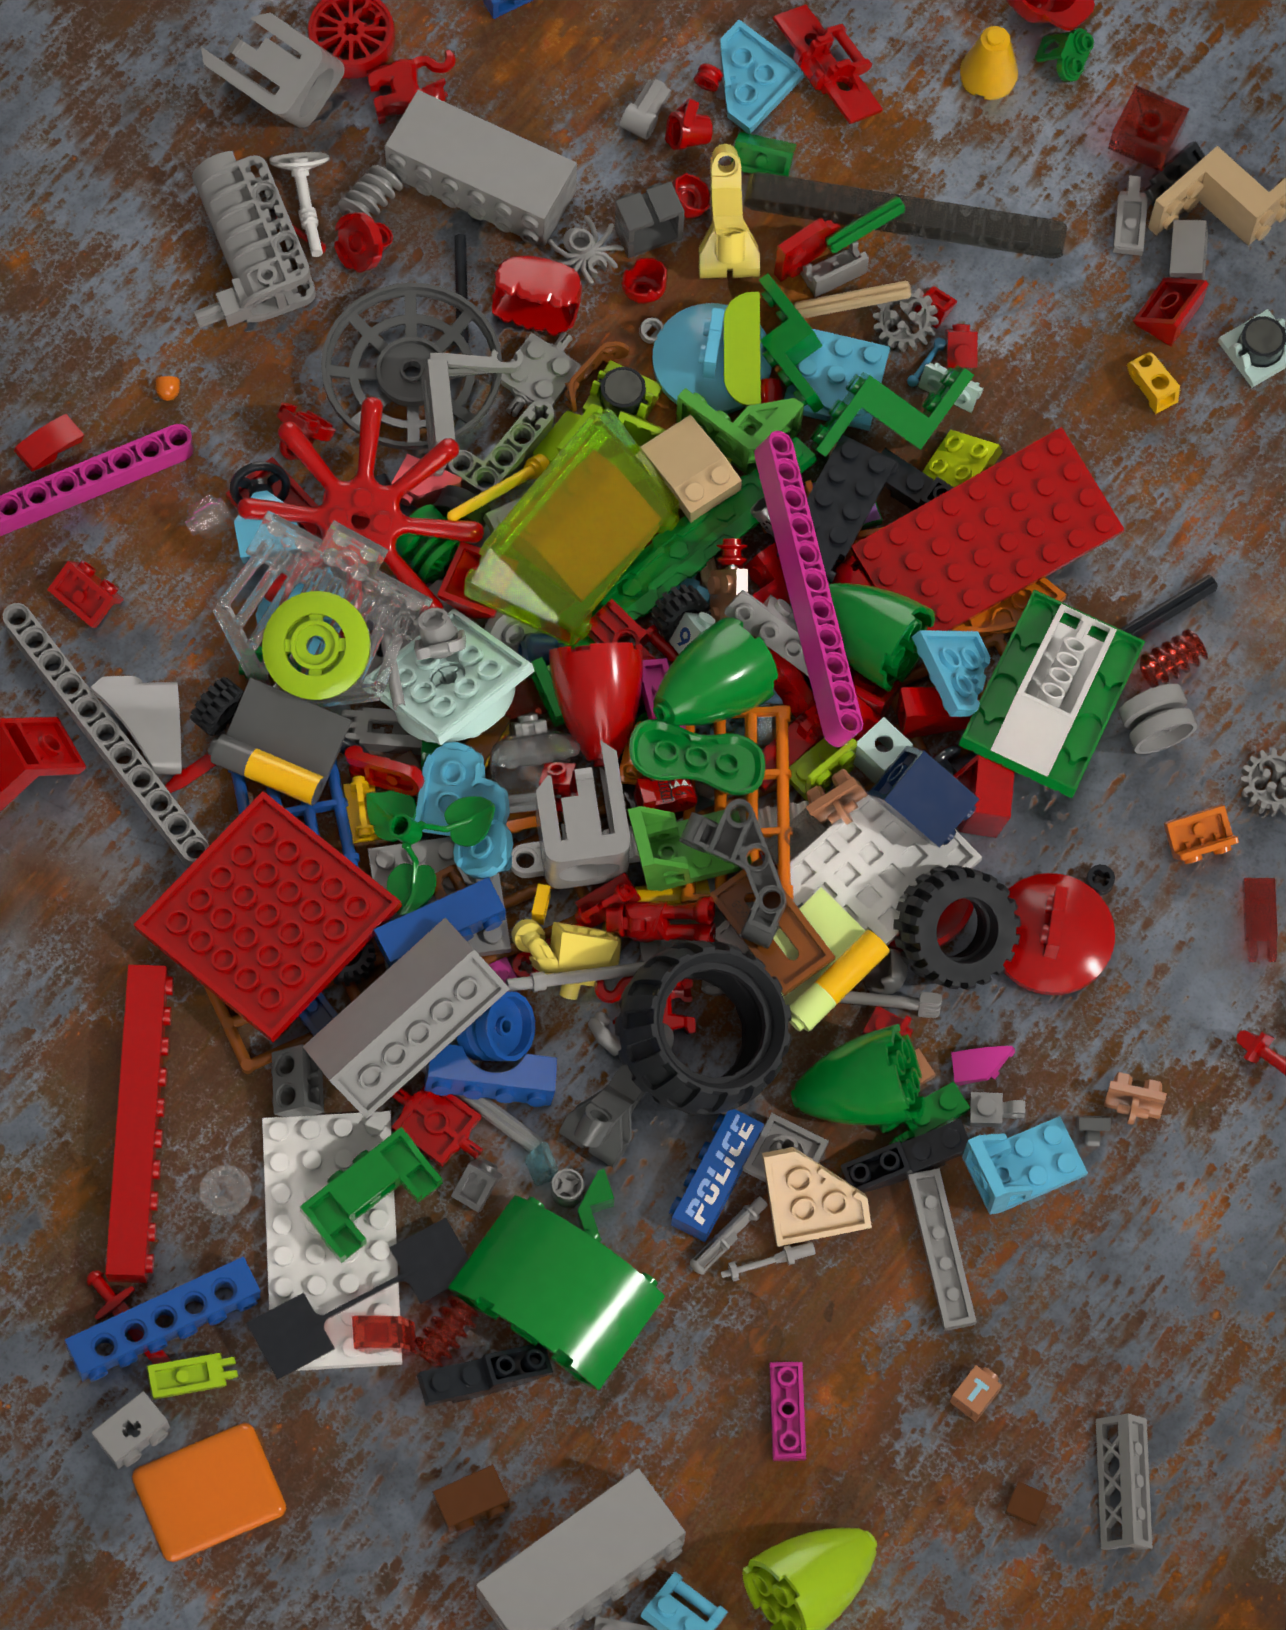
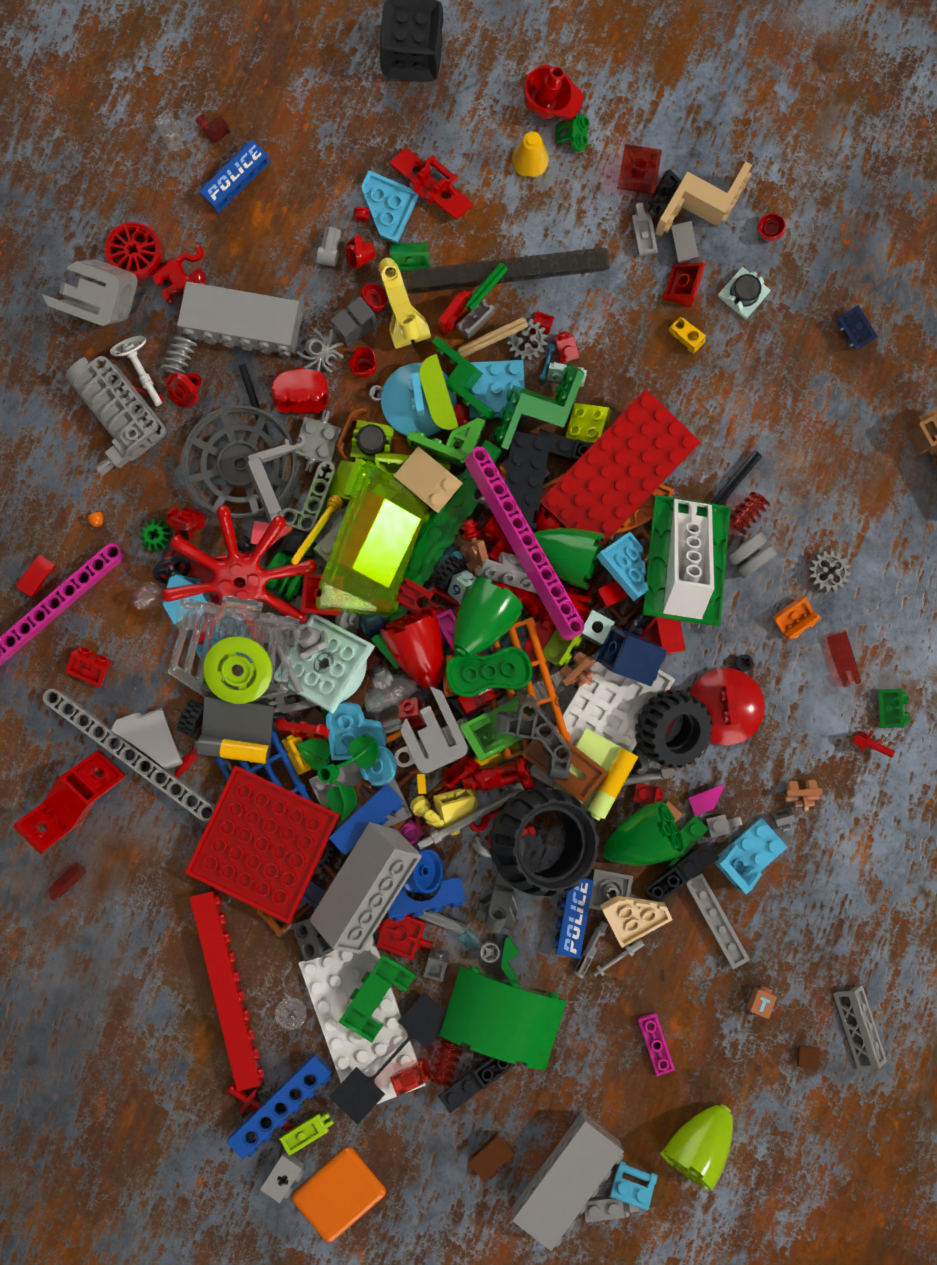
camera: 15 degrees left, 15 degrees up
(249, 426) = (155, 528): none -> green gear

